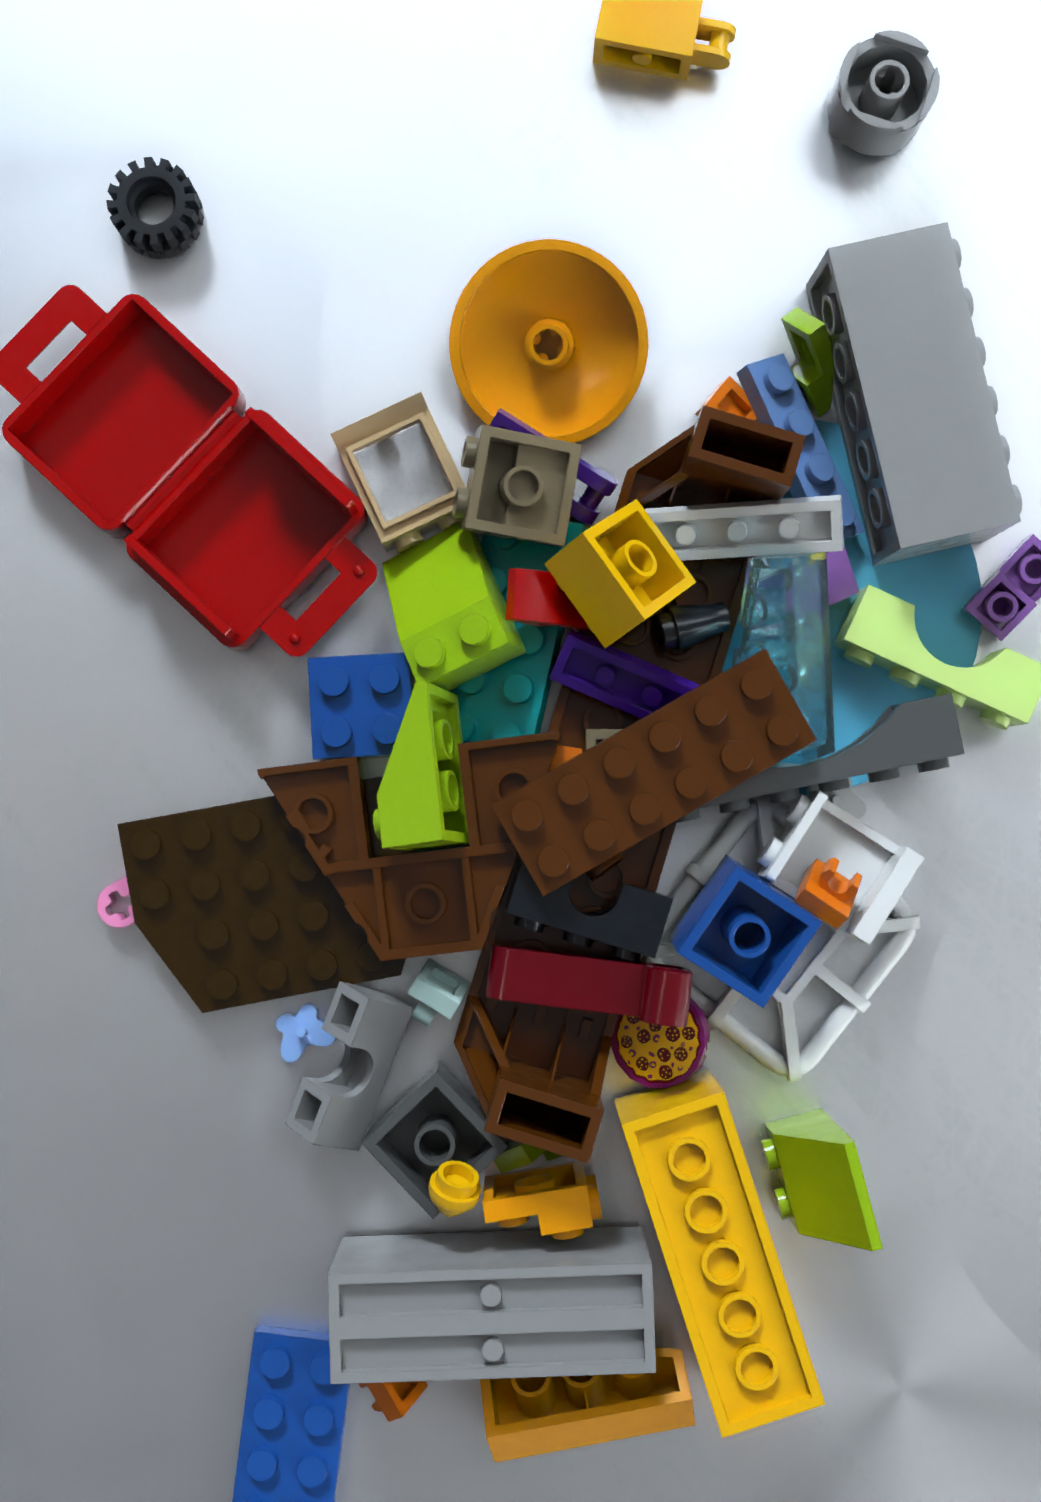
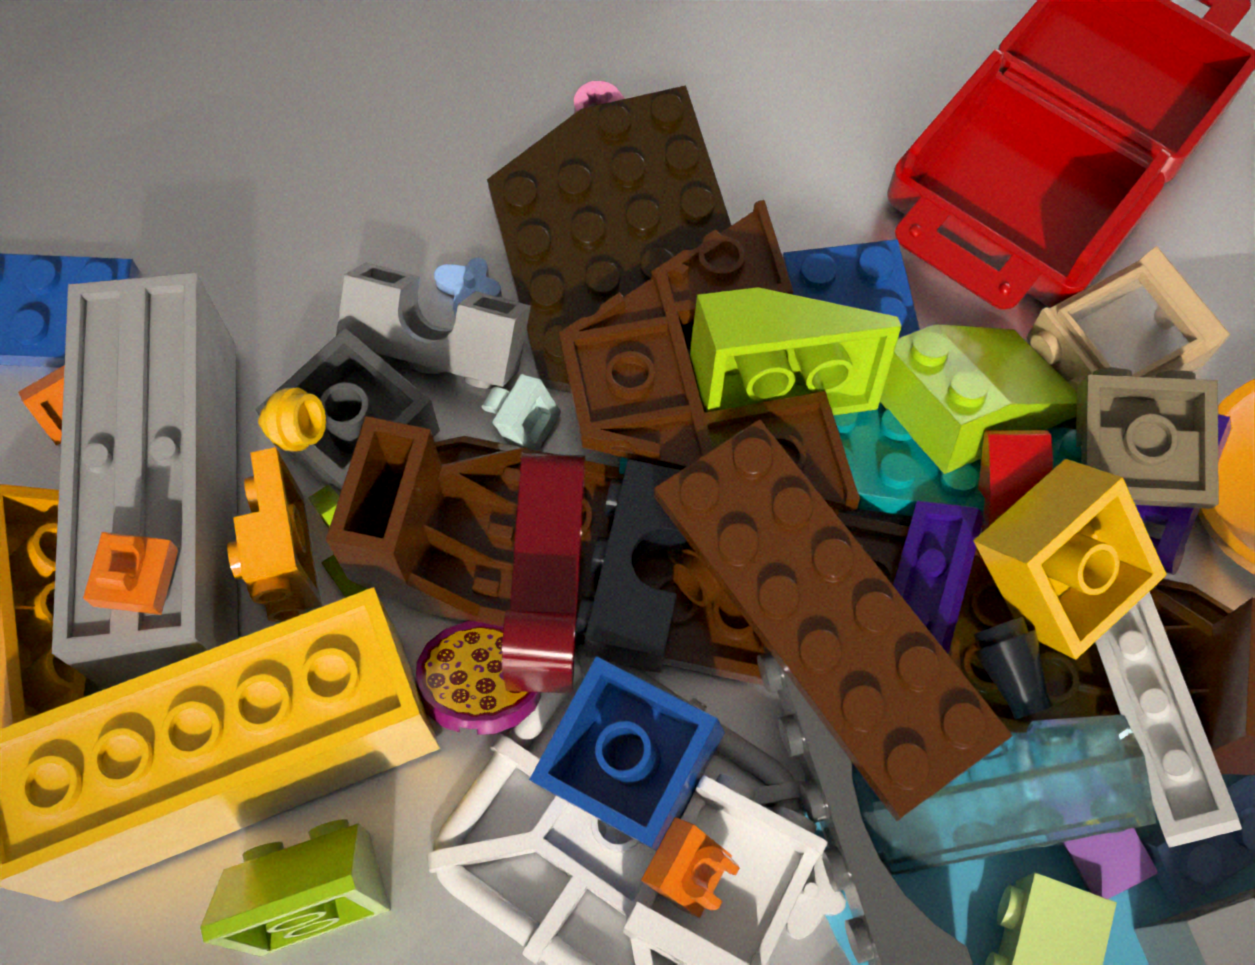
camera: 85 degrees right, 20 degrees down
(600, 1315) = (131, 573): none -> orange tile

